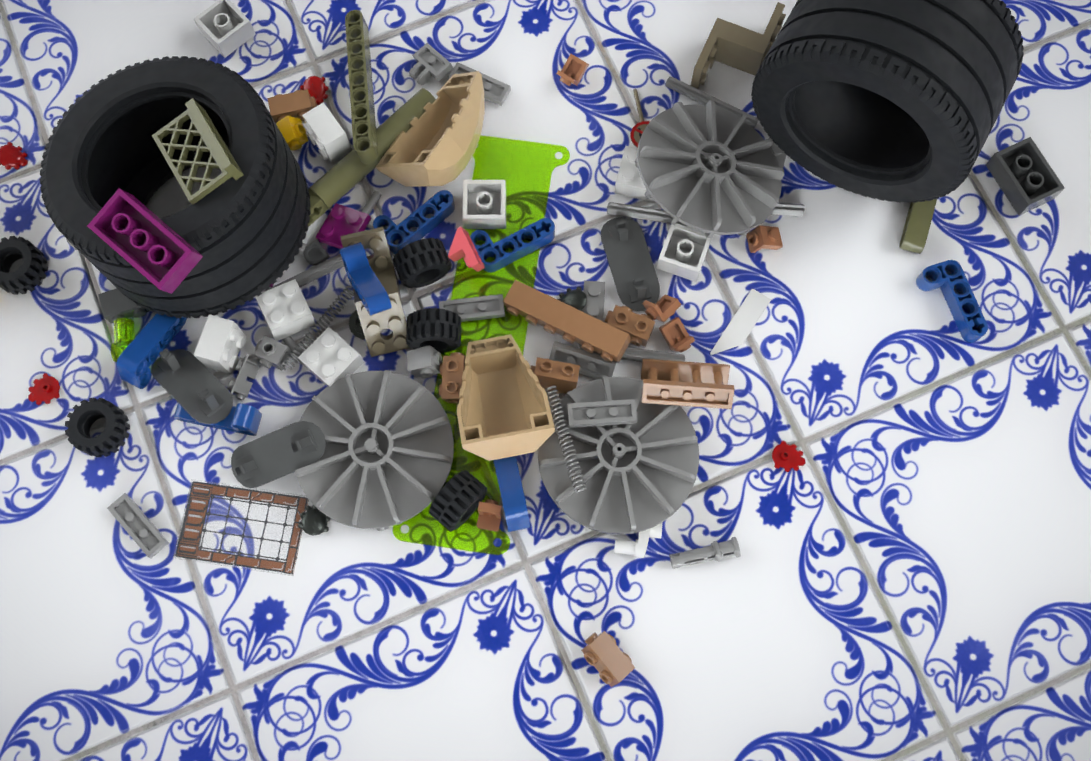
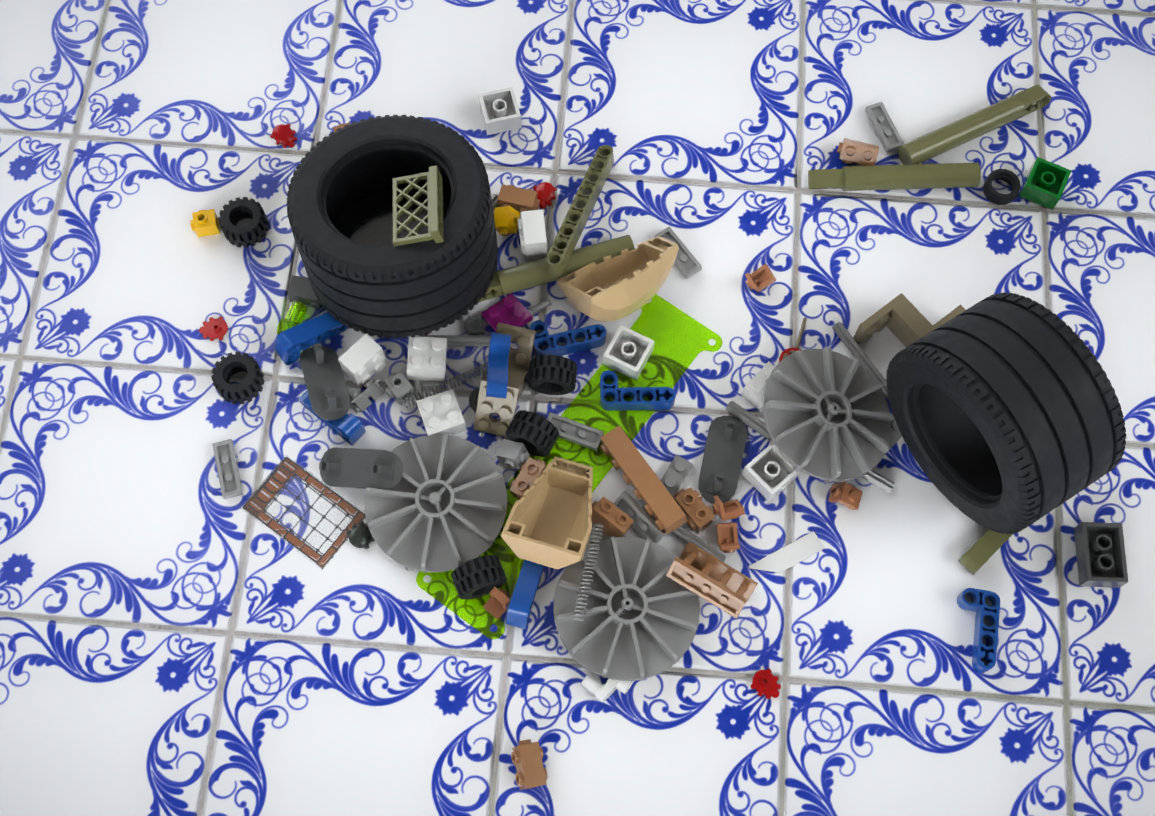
camera: 25 degrees right, 5 degrees down
(145, 241) = (344, 257): magenta brick -> none
(432, 62) = (649, 218): light grey hinge -> none
(464, 248) = (592, 380): coral slope -> none
(574, 298) = (660, 465): pearl dark grey piece -> none
(602, 413) = (628, 567): light grey plate -> none
(715, 551) = (663, 727): light grey pin -> none

